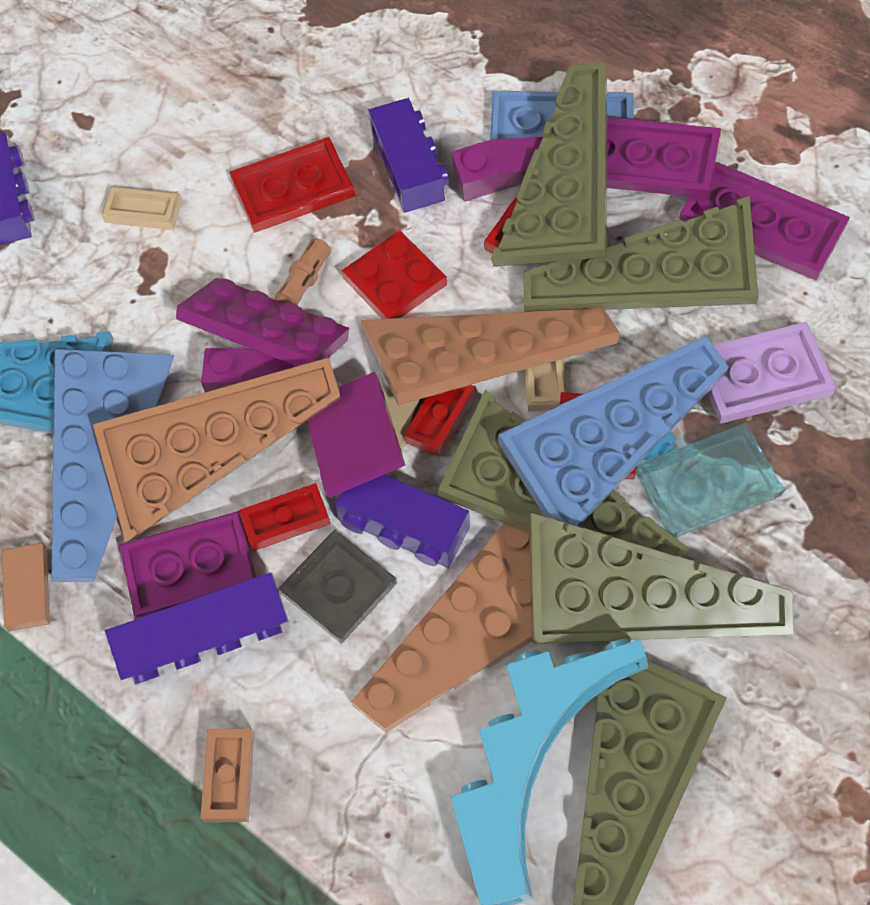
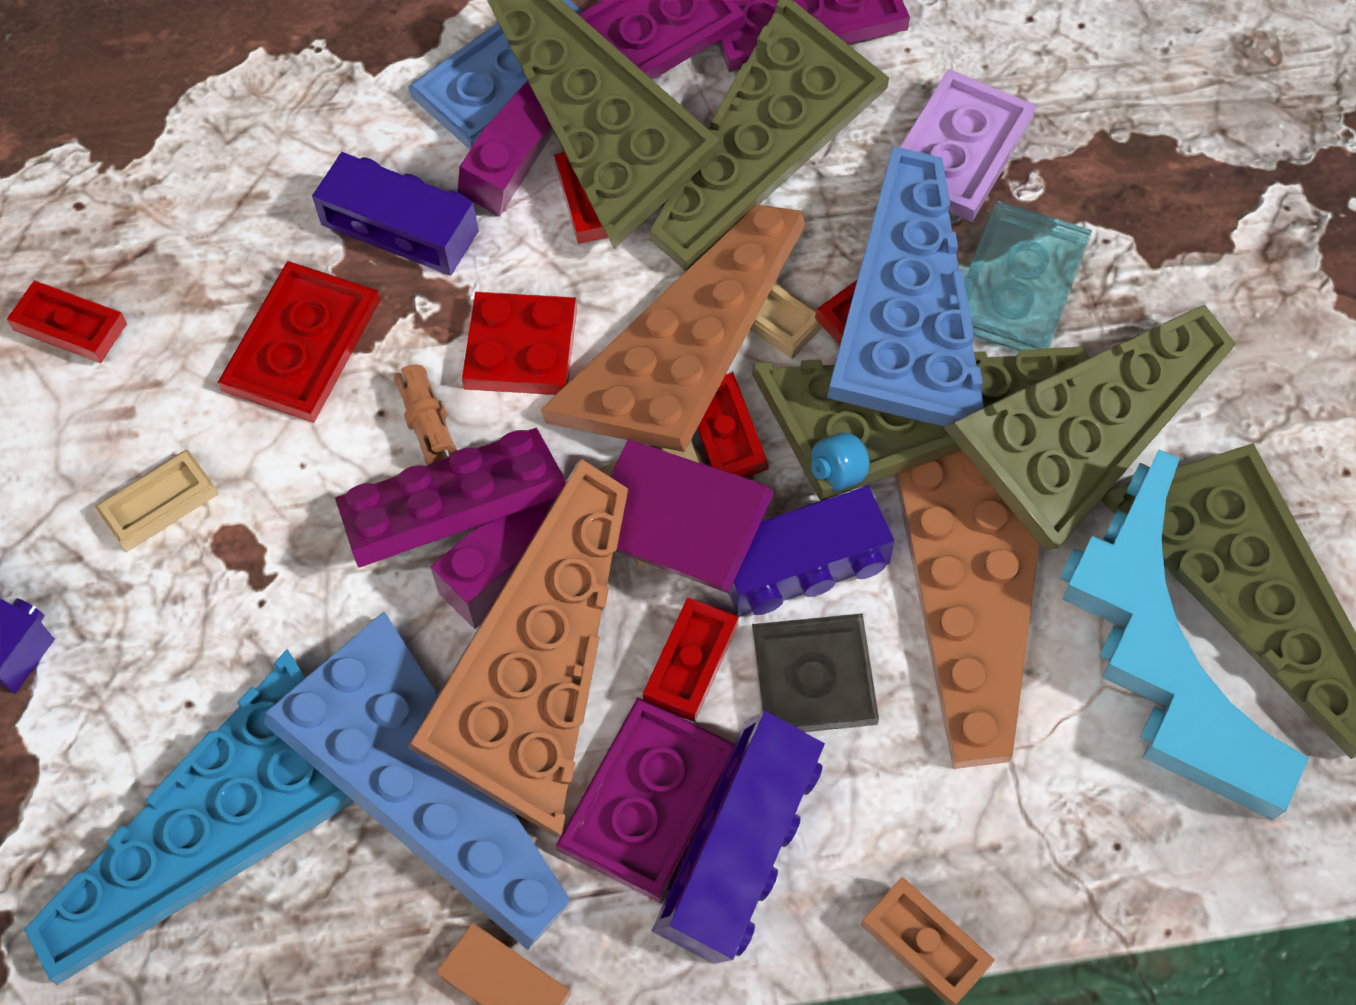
camera: 50 degrees left, 0 degrees up
(197, 83) = (67, 321): none -> red plate
(465, 482) = (840, 460): none -> dark azure piece

